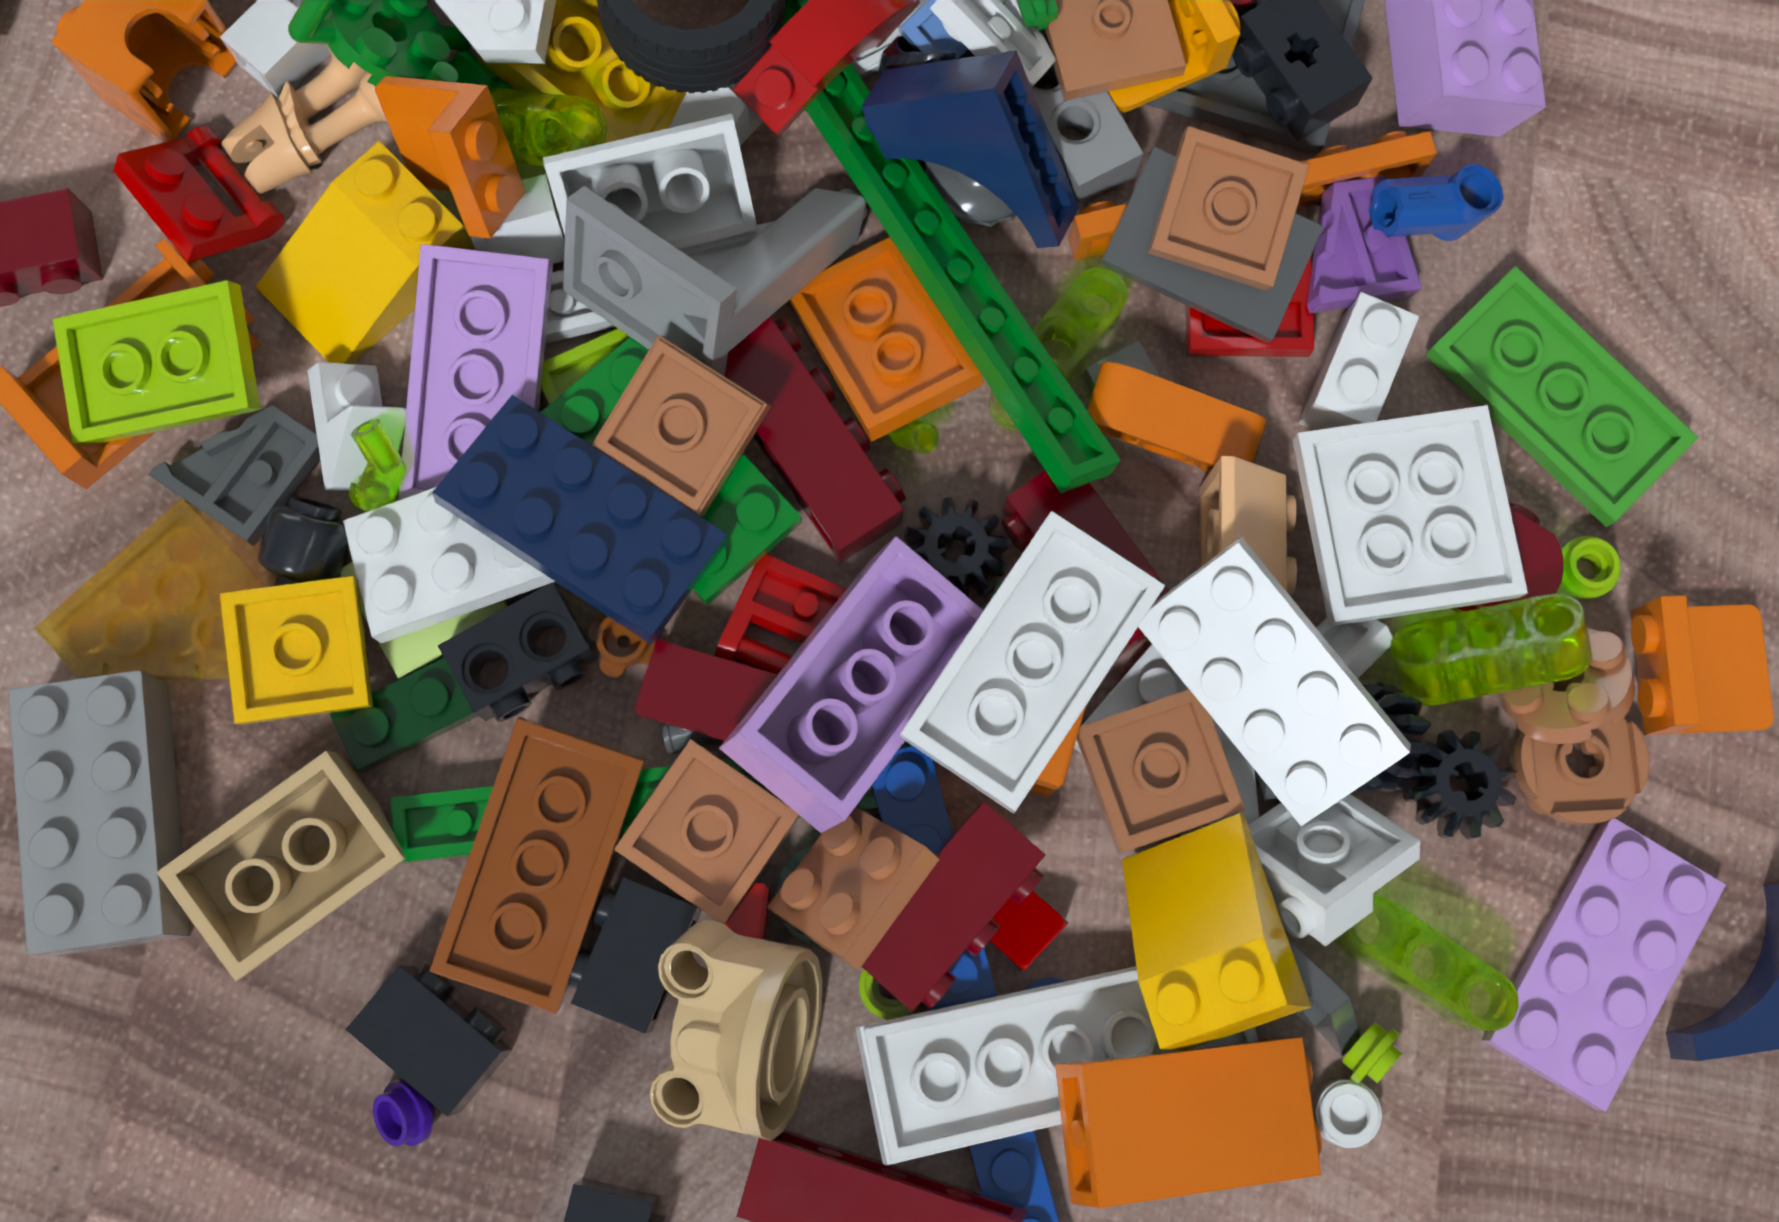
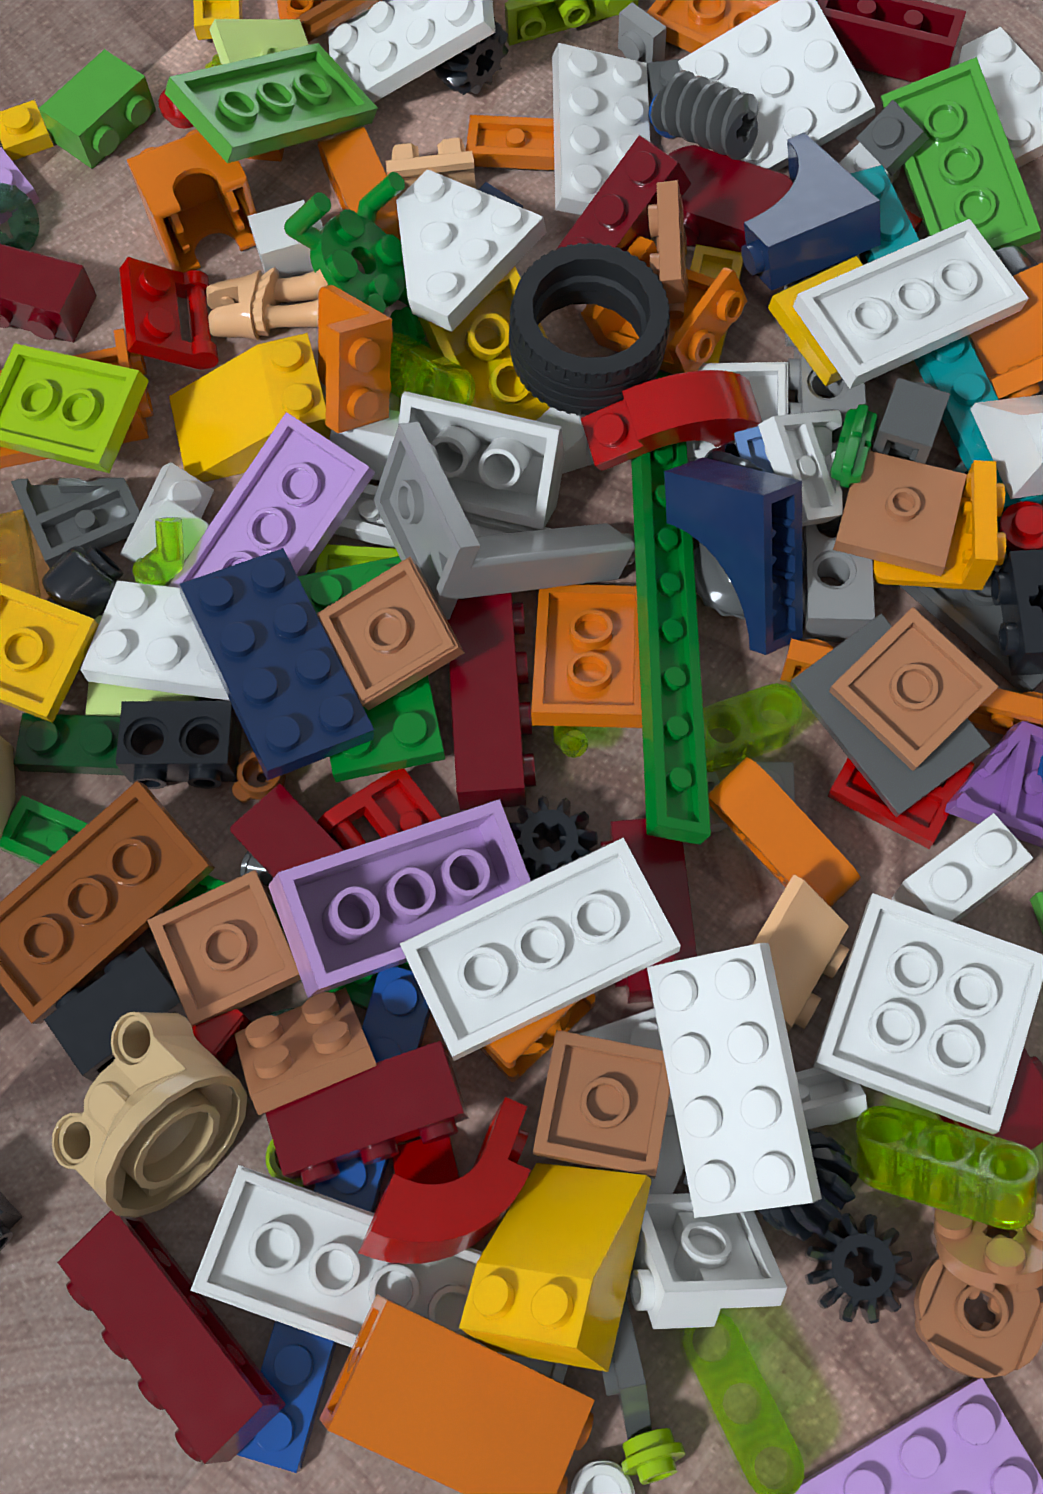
camera: 40 degrees right, 10 degrees down
(1065, 974) = (440, 1220): none -> red arch

